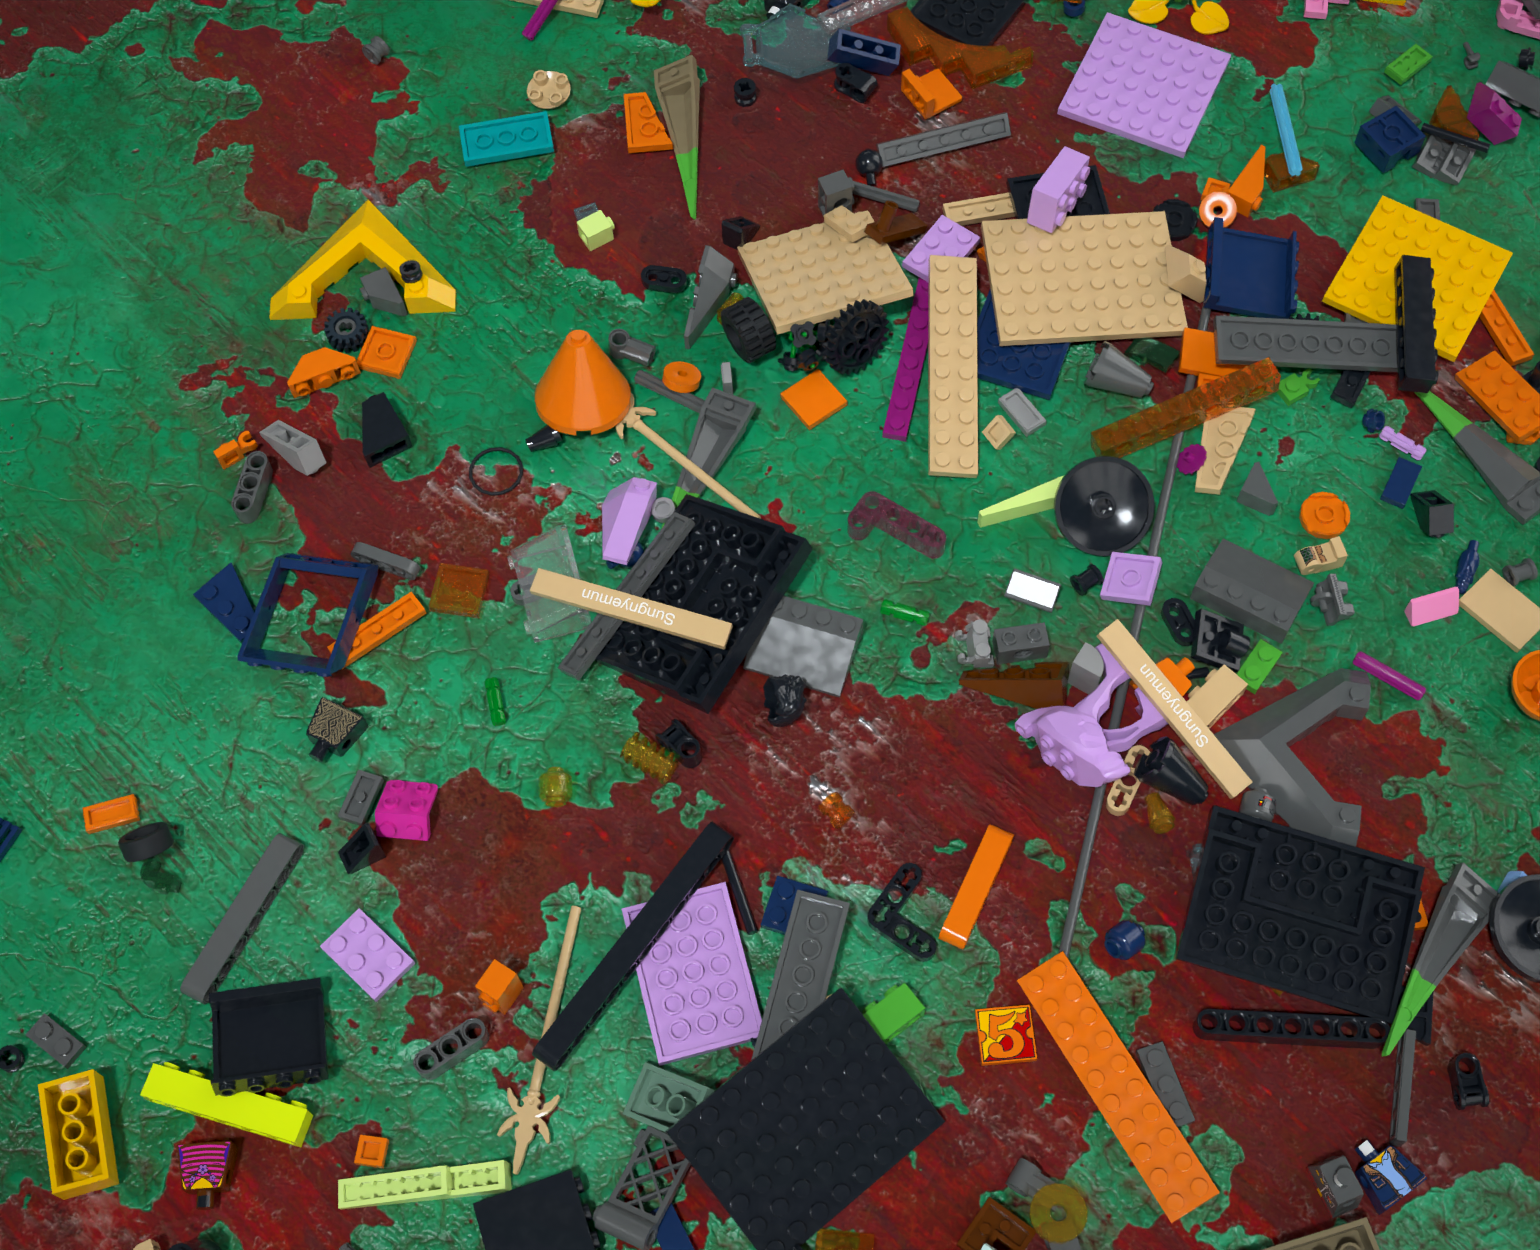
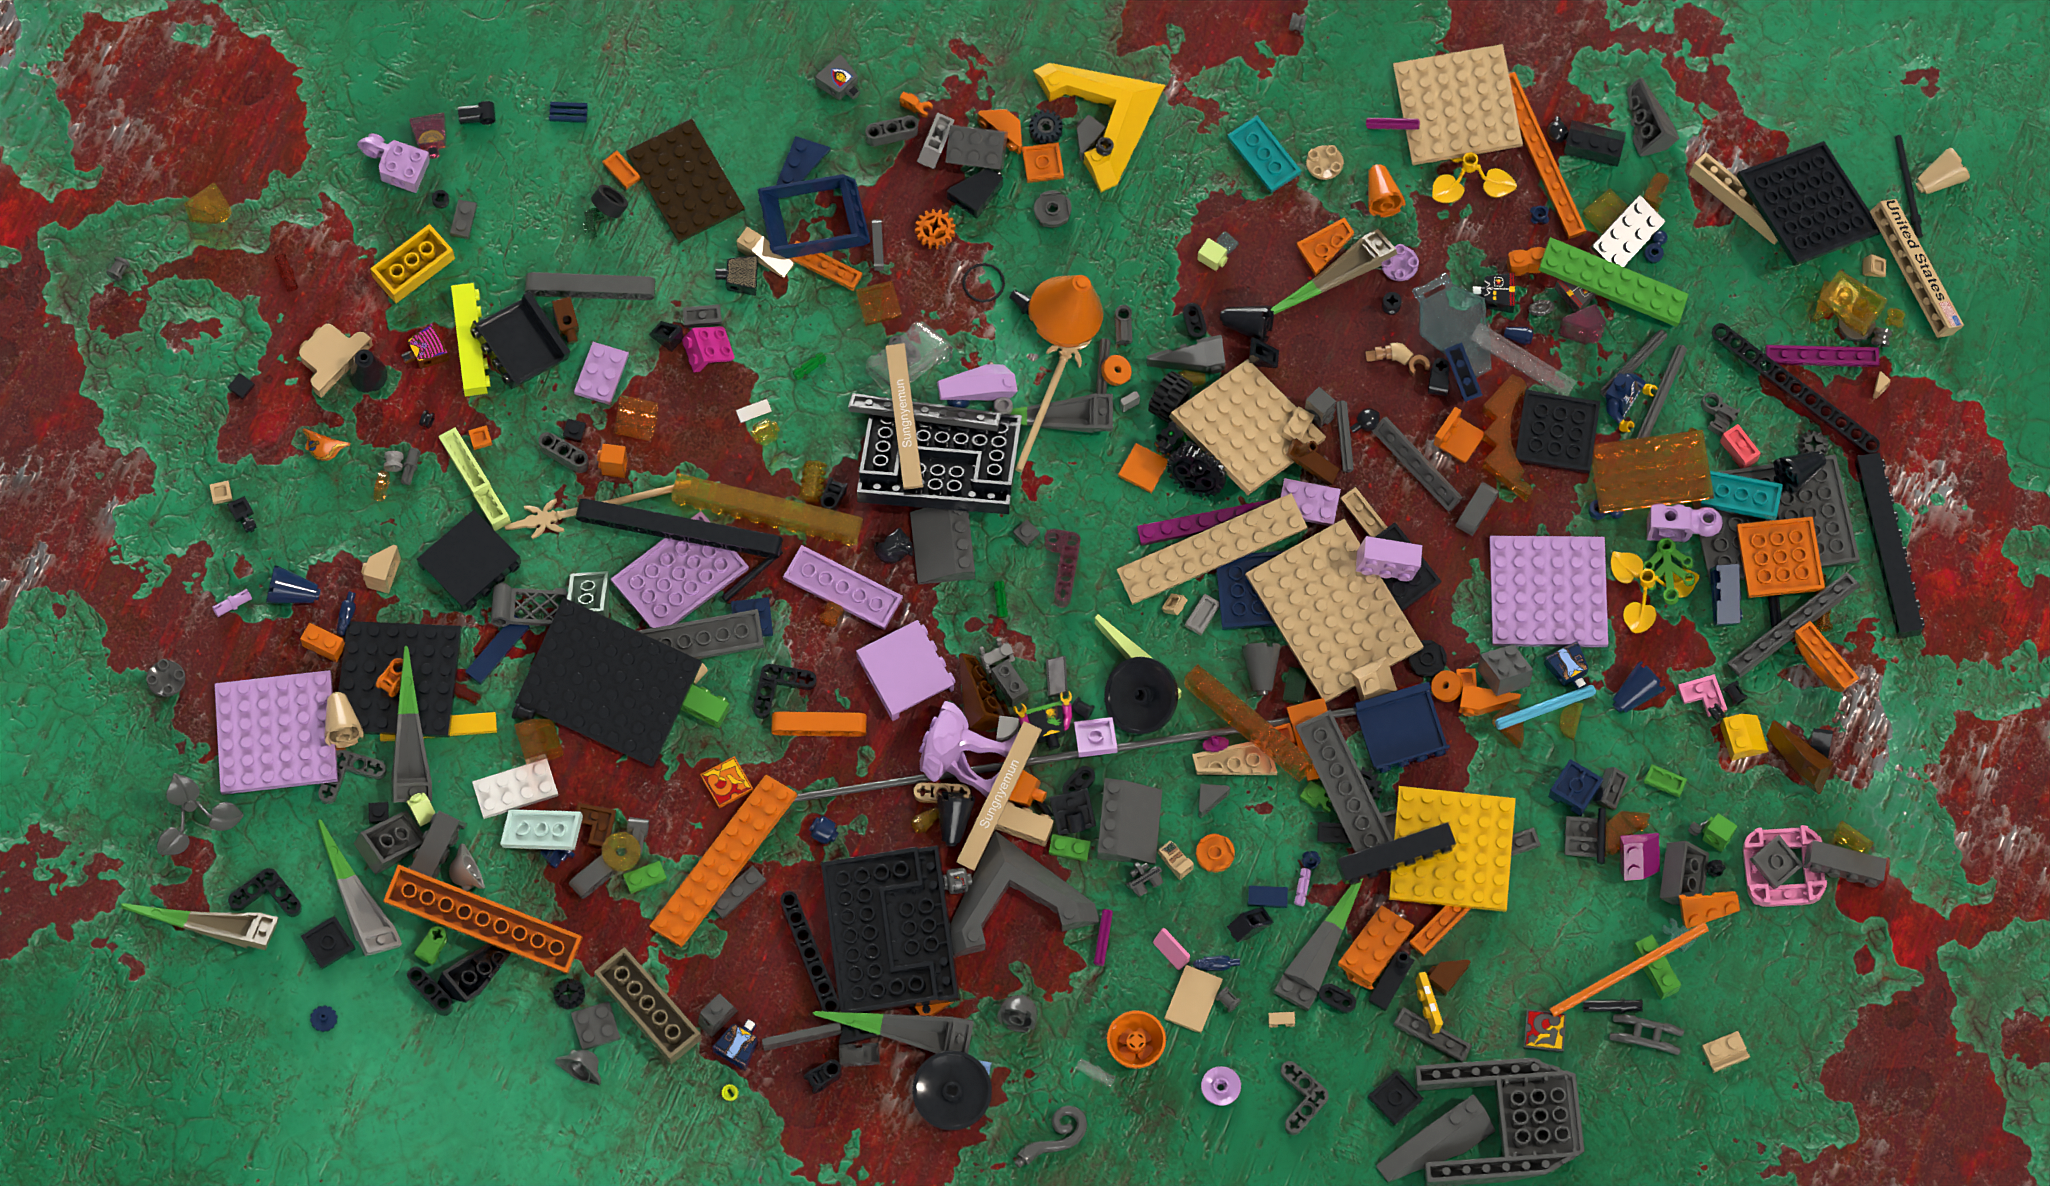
camera: 60 degrees right, 5 degrees up
(152, 517) = (838, 79): none -> dark grey torso
(171, 744) = (685, 180): none -> dark brown plate
(262, 959) = (565, 313): none -> reddish brown torso
(306, 693) = (753, 244): none -> tan slope
(307, 1212) = (427, 419): none -> black bush
(329, 402) = (976, 147): none -> dark grey brick
(400, 483) = (928, 224): none -> orange gear
(426, 1023) = (574, 430): none -> black plate
(453, 374) = (1055, 199): none -> dark grey plate
(454, 935) = (636, 418): none -> clear orange plate
(517, 791) = (753, 410): none -> white sticker
(615, 47) = (1383, 193): none -> orange cone
(658, 829) = (767, 509): none -> clear yellow brick
(695, 223) = (1249, 320): none -> black cone
(709, 67) = (1402, 265): none -> lavender dish
(805, 782) = (843, 586): none -> lavender plate
(808, 105) = (1400, 353): none -> medium nougat piece
(833, 551) = (1026, 533): none -> dark grey plate
(950, 754) = (905, 668): none -> lavender panel
(1022, 107) = (1477, 508): none -> dark grey beam
(1086, 617) = (1051, 718): none -> torso
(1098, 1198) = (645, 877): none -> bright green plate
(1228, 146) = (1505, 670): none -> dark grey brick
(1241, 95) = (1568, 665): none -> torso
(1296, 42) = (1637, 689): none -> dark blue cone
(1304, 119) = (1569, 720): none -> clear yellow plate
(1450, 1034) = (859, 1056): none -> dark grey piece
(1453, 1222) = (726, 1095): none -> neon yellow hinge
(1461, 806) = (1018, 1013): none -> dark grey cylinder
(1494, 34) = (1718, 832): none -> bright green brick

